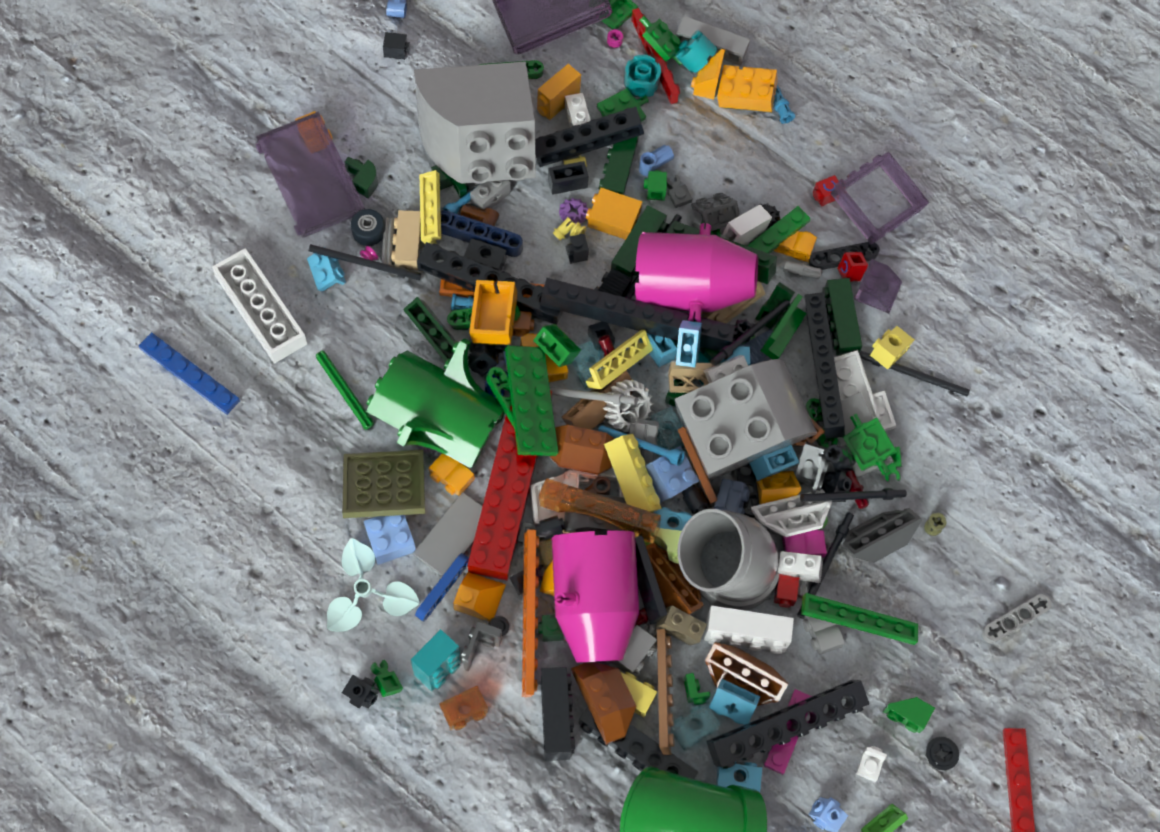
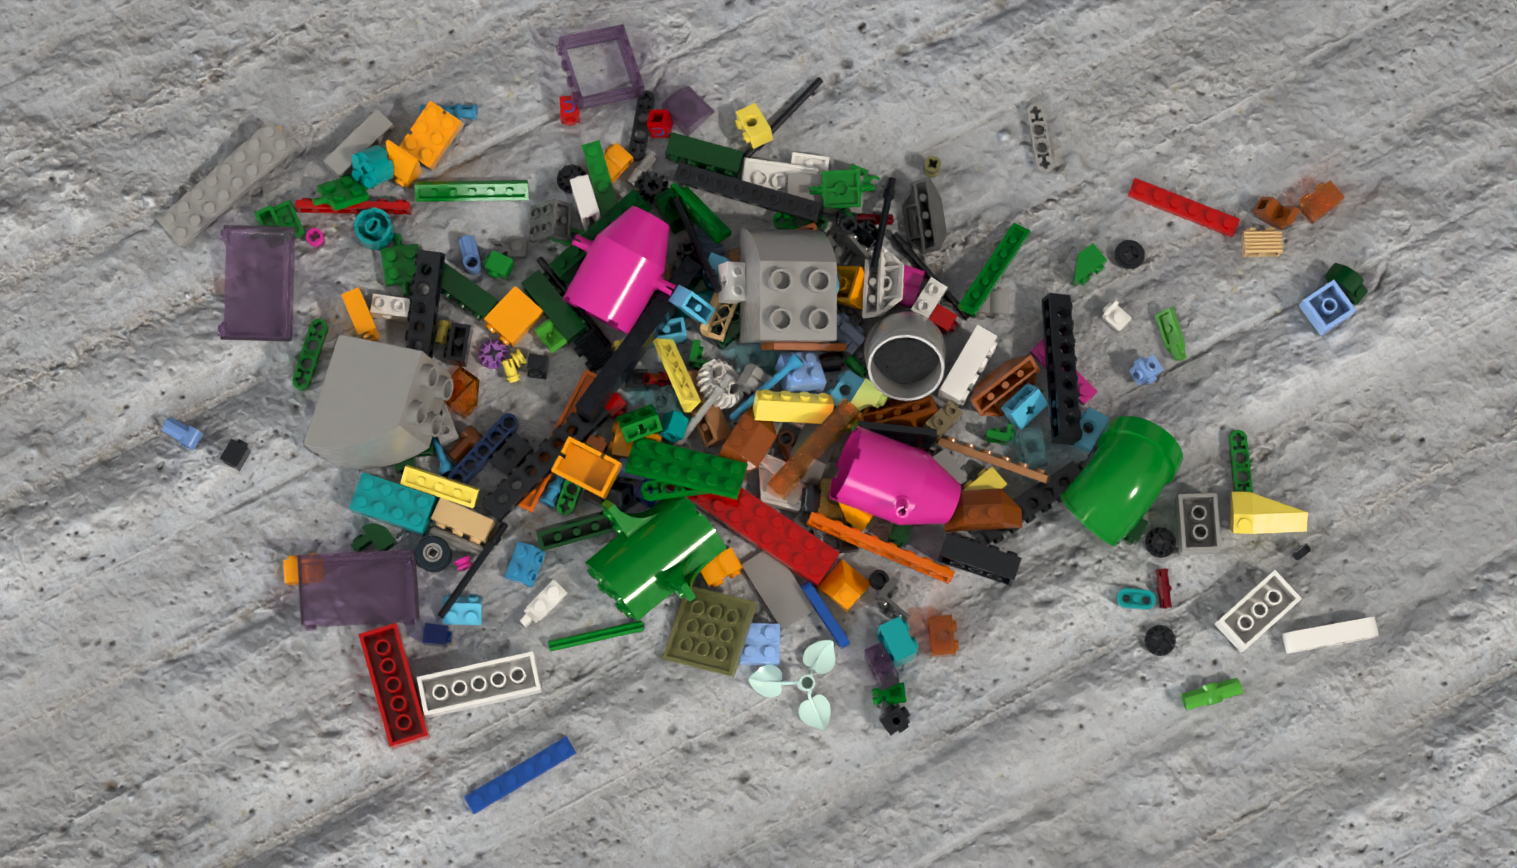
camera: 65 degrees left, 10 degrees up
(242, 228) = (394, 686): none -> red brick
(293, 256) = (437, 635): none -> clear blue brick
(357, 334) = (543, 603): none -> white hinge
(388, 306) = (525, 564): none -> dark azure bracket
(399, 177) = (393, 504): none -> teal brick
(400, 663) = (881, 666): none -> clear purple brick
(523, 195) = (465, 393): none -> clear orange slope
(569, 378) = (674, 426): none -> teal brick
(570, 324) = (616, 406): none -> red brick
(610, 248) = (550, 336): none -> bright green bracket
(650, 376) = (696, 352): none -> green bracket
(714, 140) = (471, 190): none -> green plate
(792, 281) = (646, 186): none -> black gear

